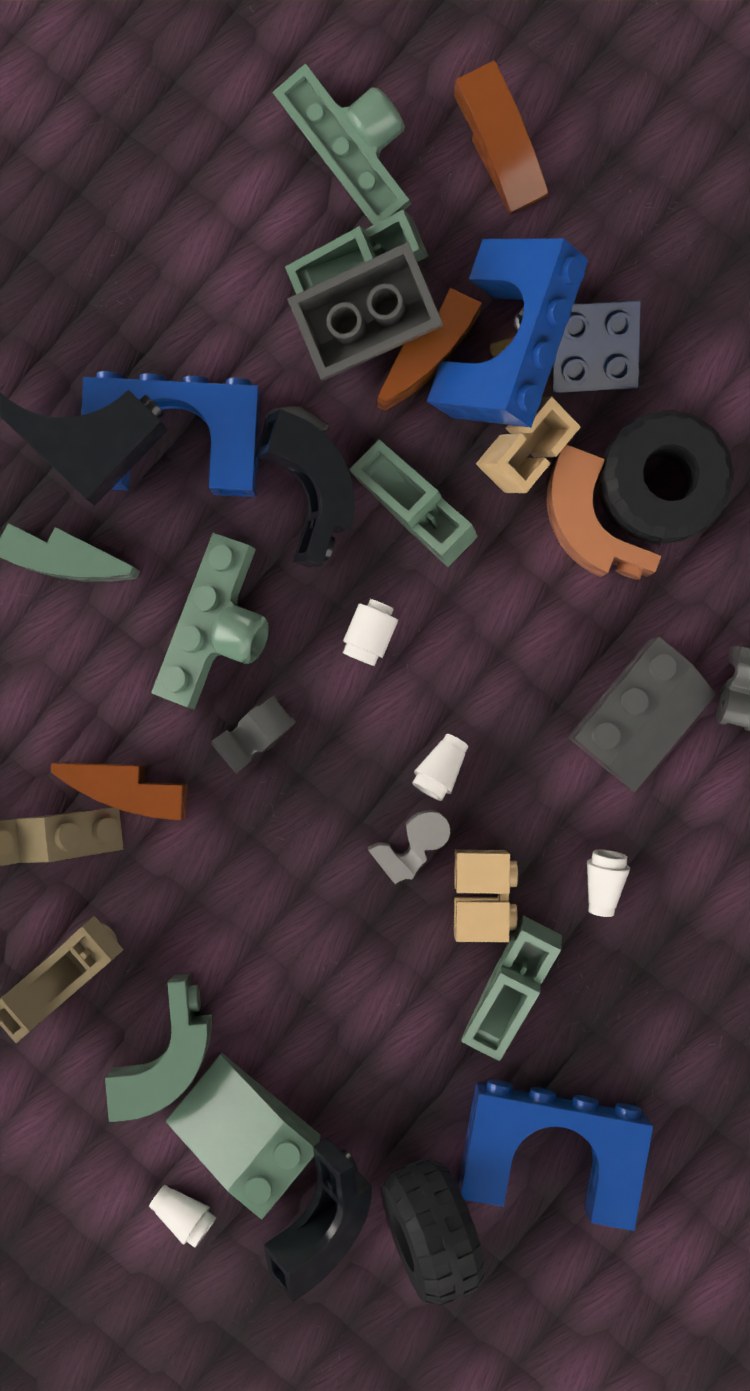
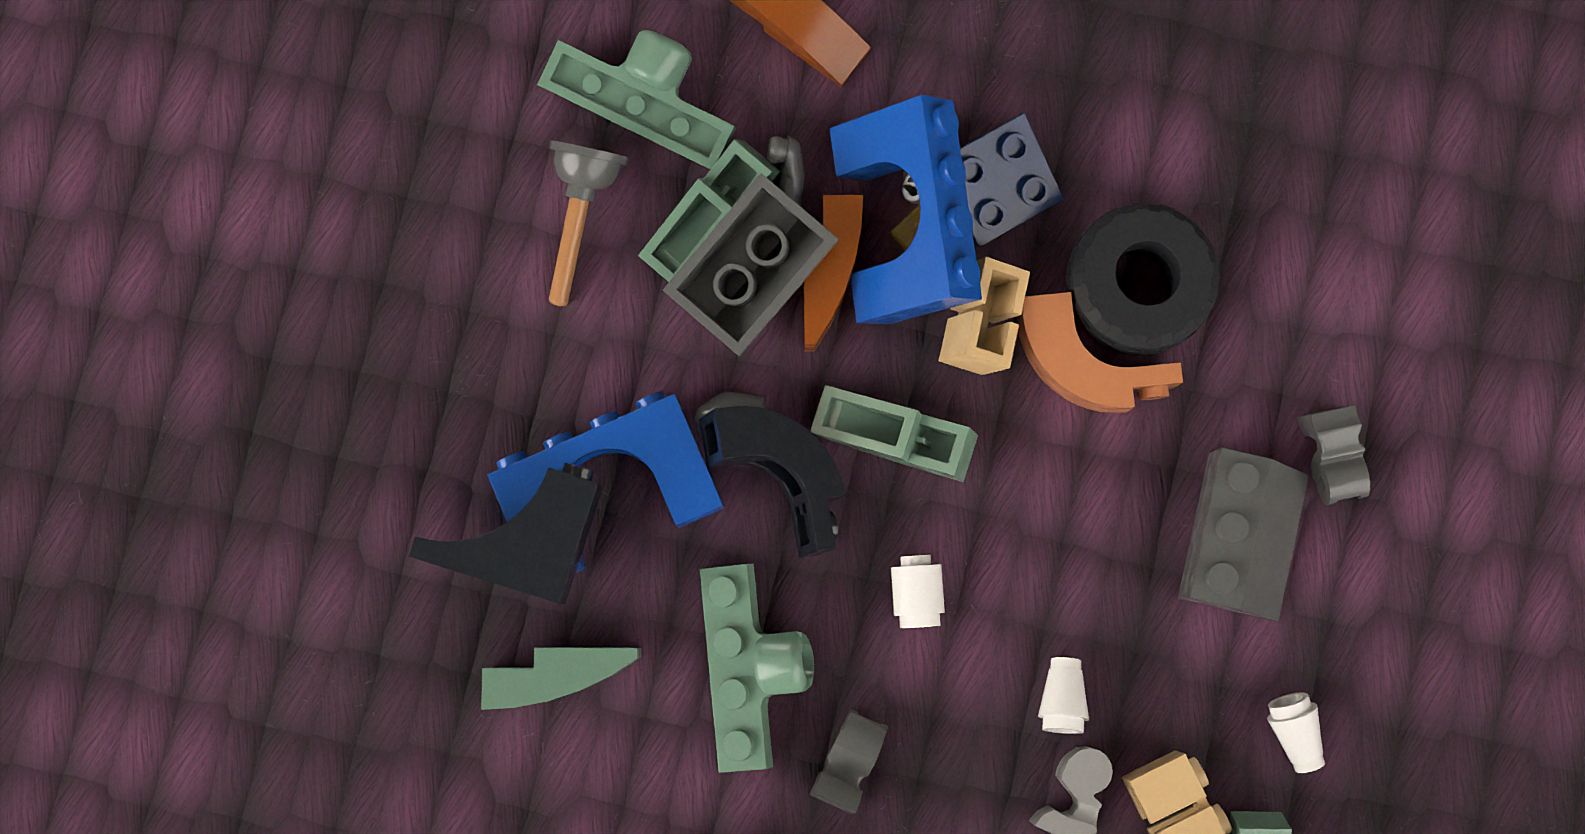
camera: 25 degrees left, 5 degrees down
(275, 180) = (585, 173): none -> piece
(438, 260) = (792, 168): none -> dark grey arm

